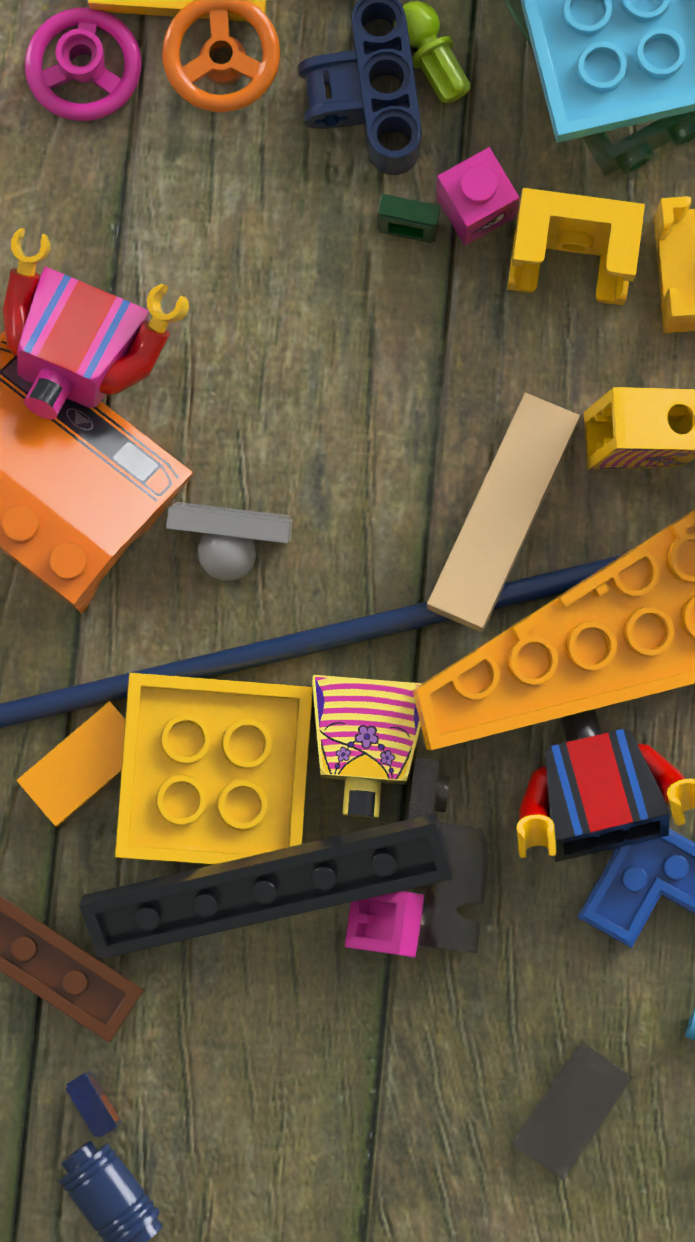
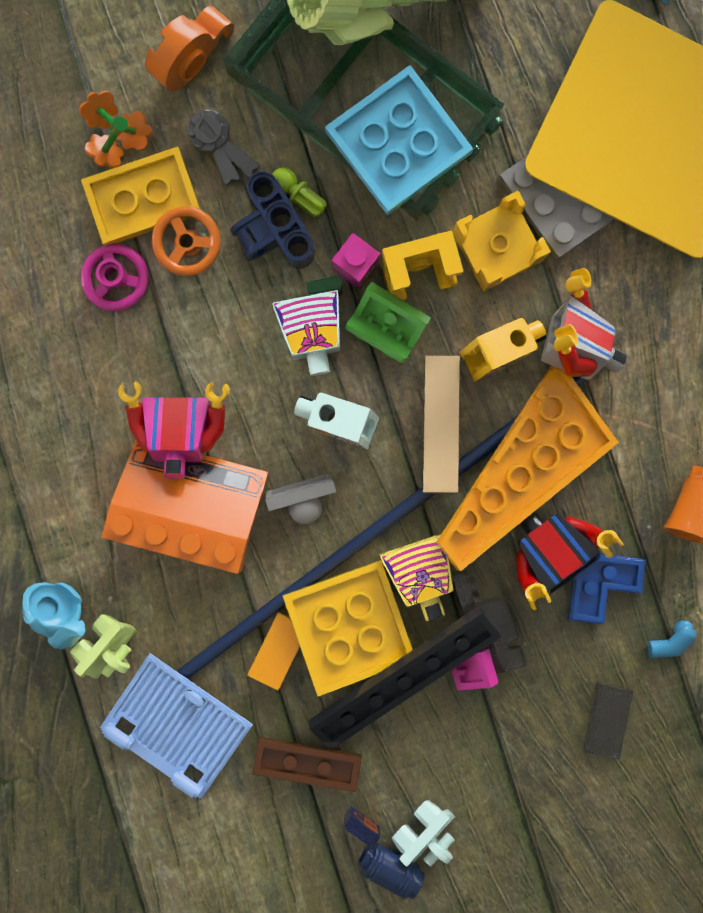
camera: 25 degrees left, 5 degrees up
(197, 1174) = (413, 845): none -> light aqua hips
(343, 432) = (351, 421): none -> light aqua torso
(360, 272) = (311, 328): none -> torso
(485, 314) = (387, 323): none -> bright green bracket

